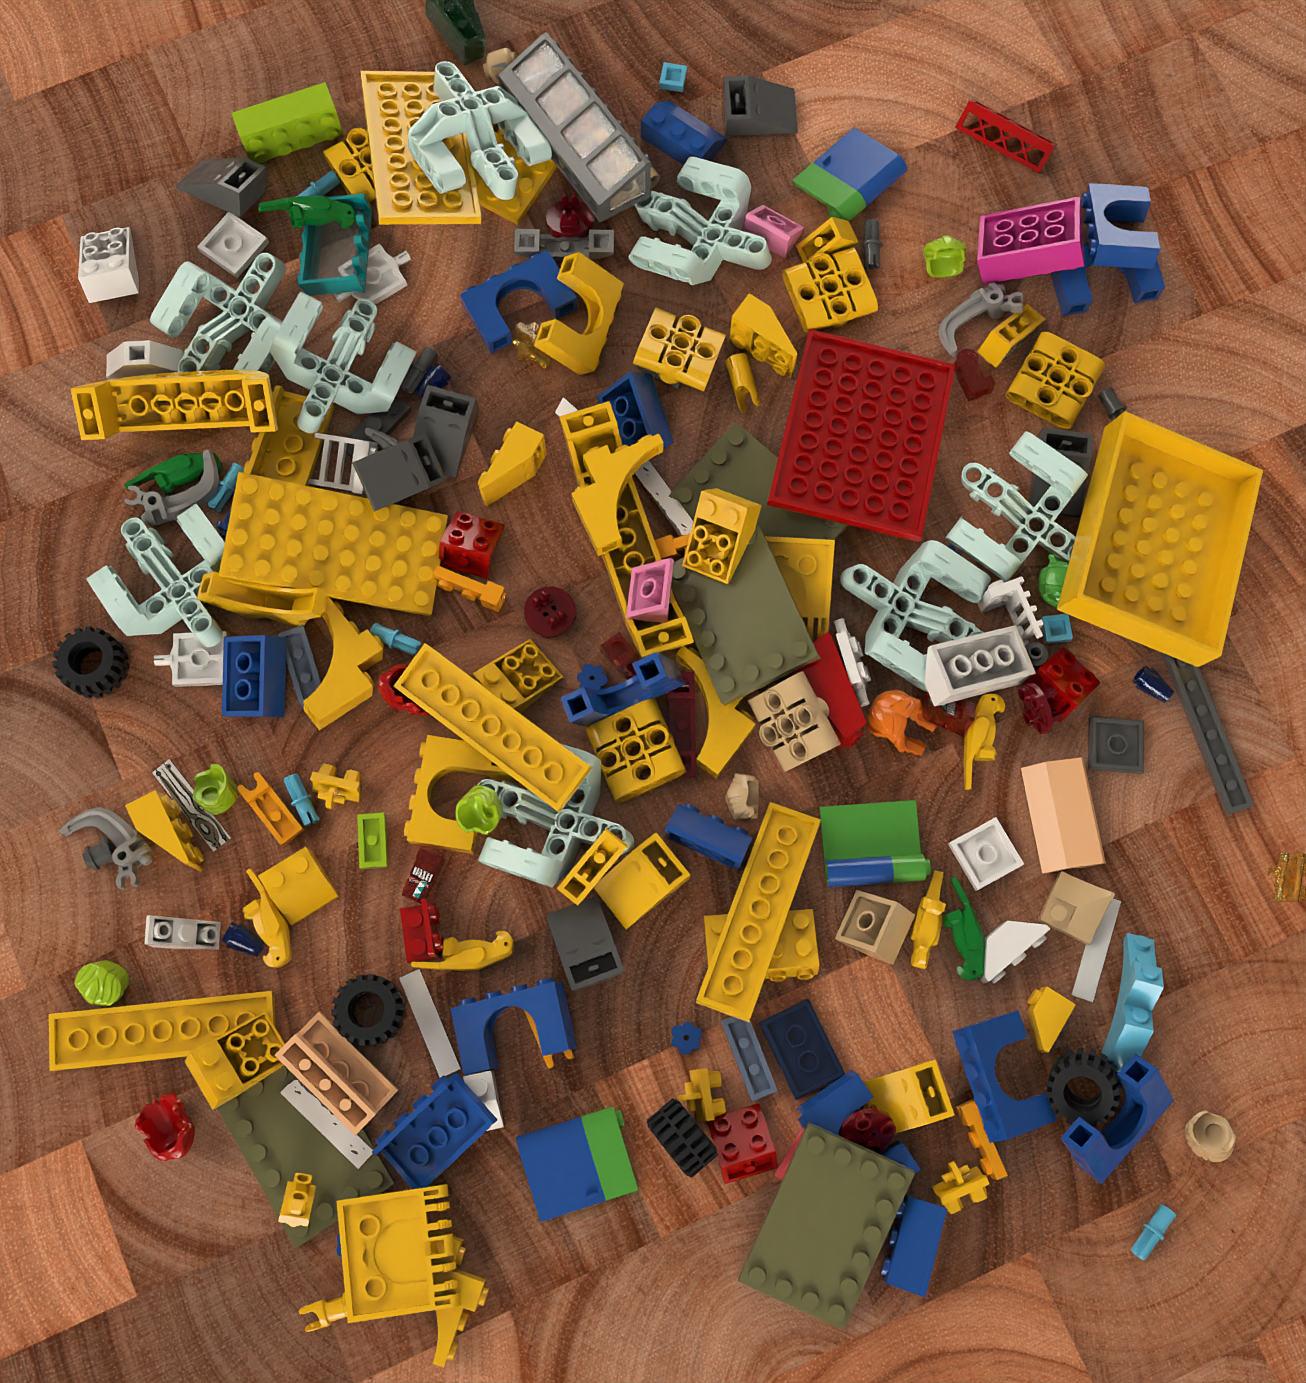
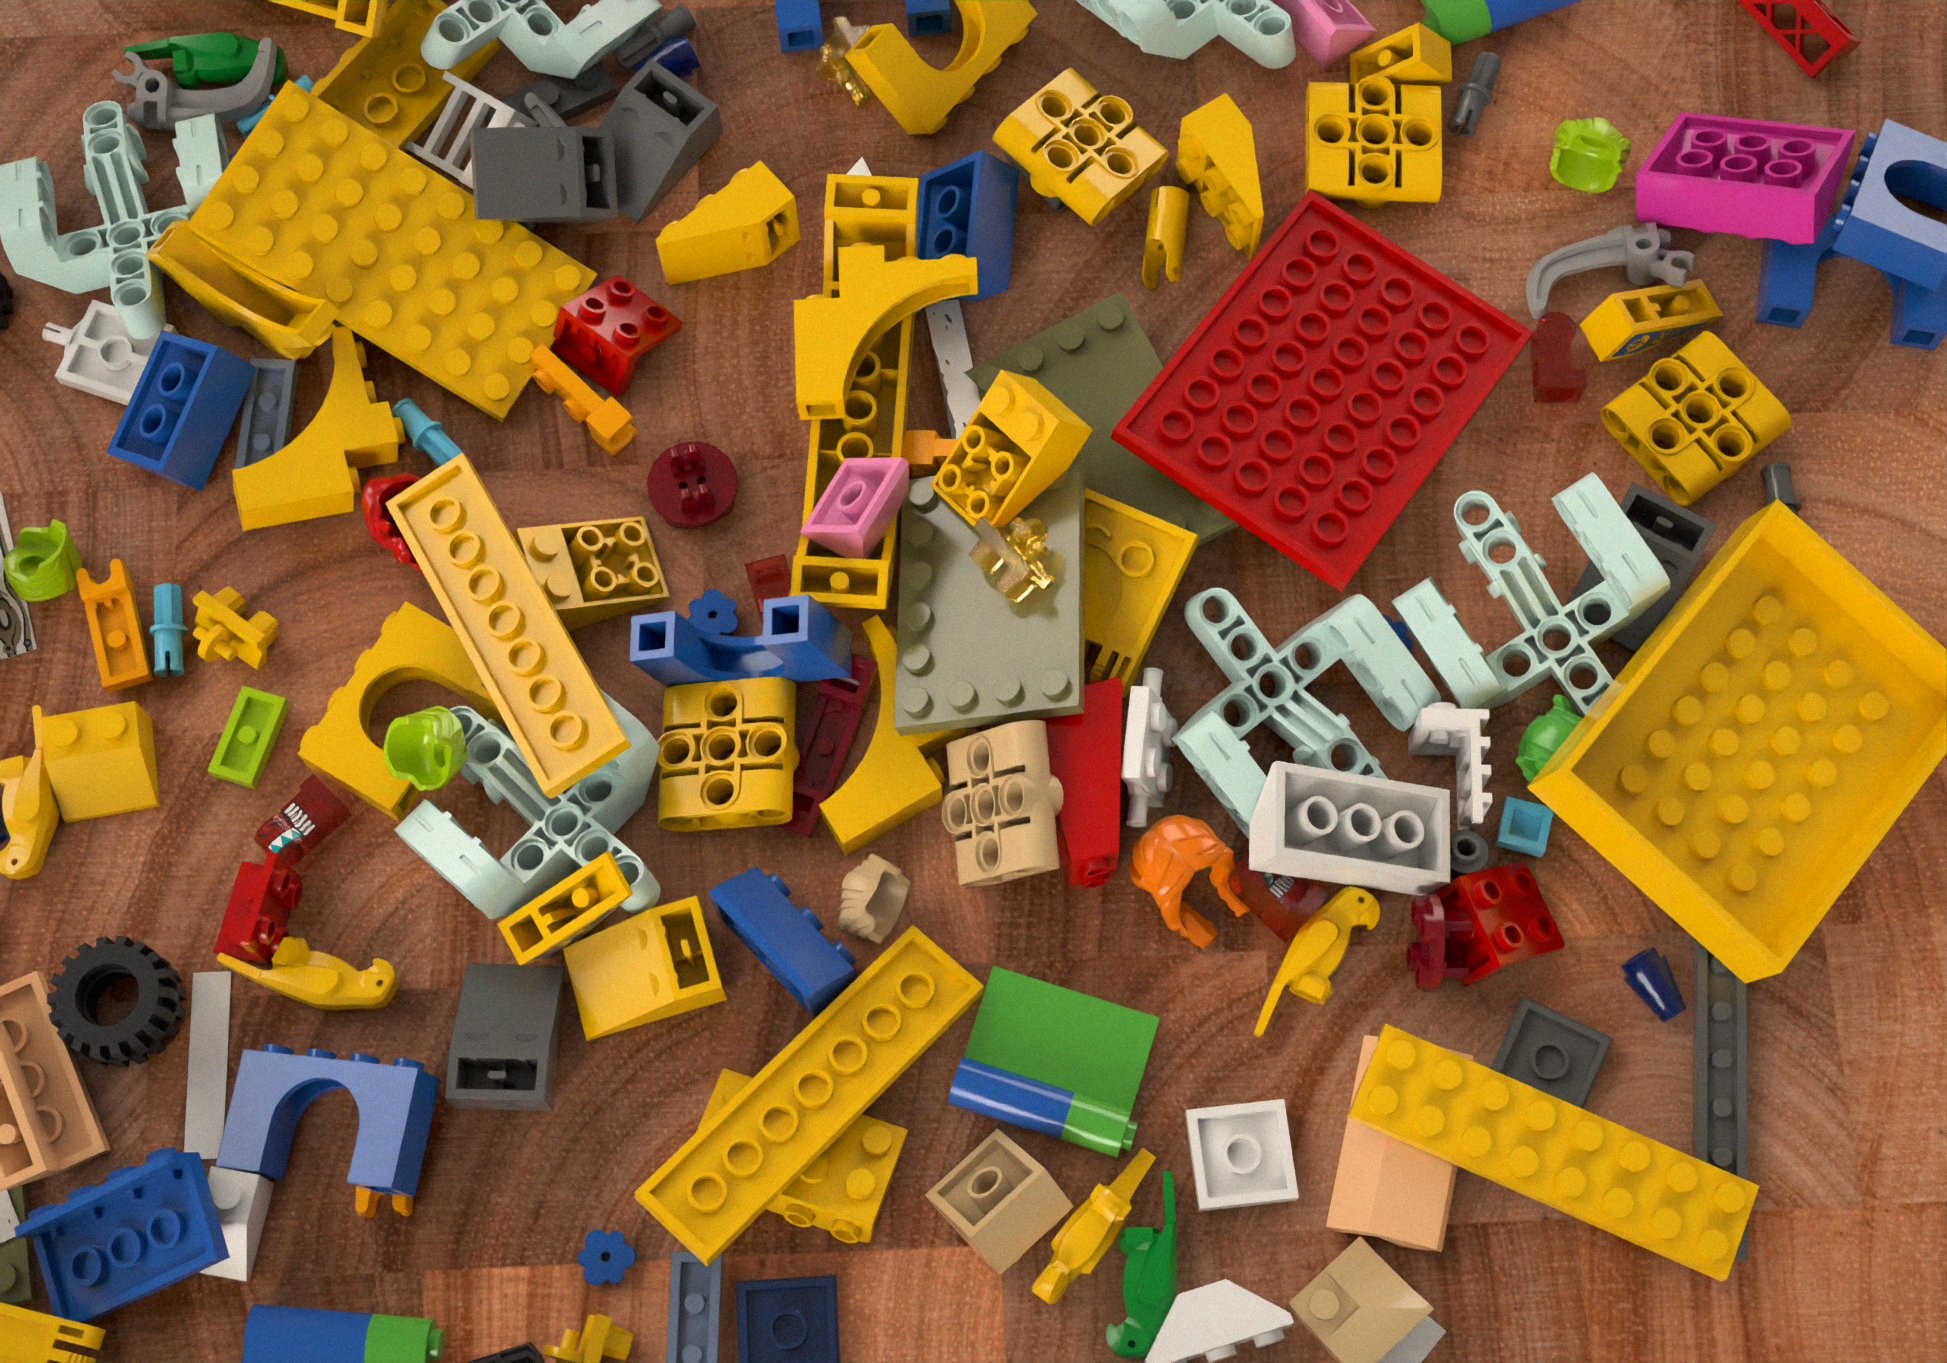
camera: 25 degrees right, 5 degrees down
(756, 594) = (1016, 550): none -> clear yellow hips
(1140, 790) = (1554, 1152): none -> yellow plate

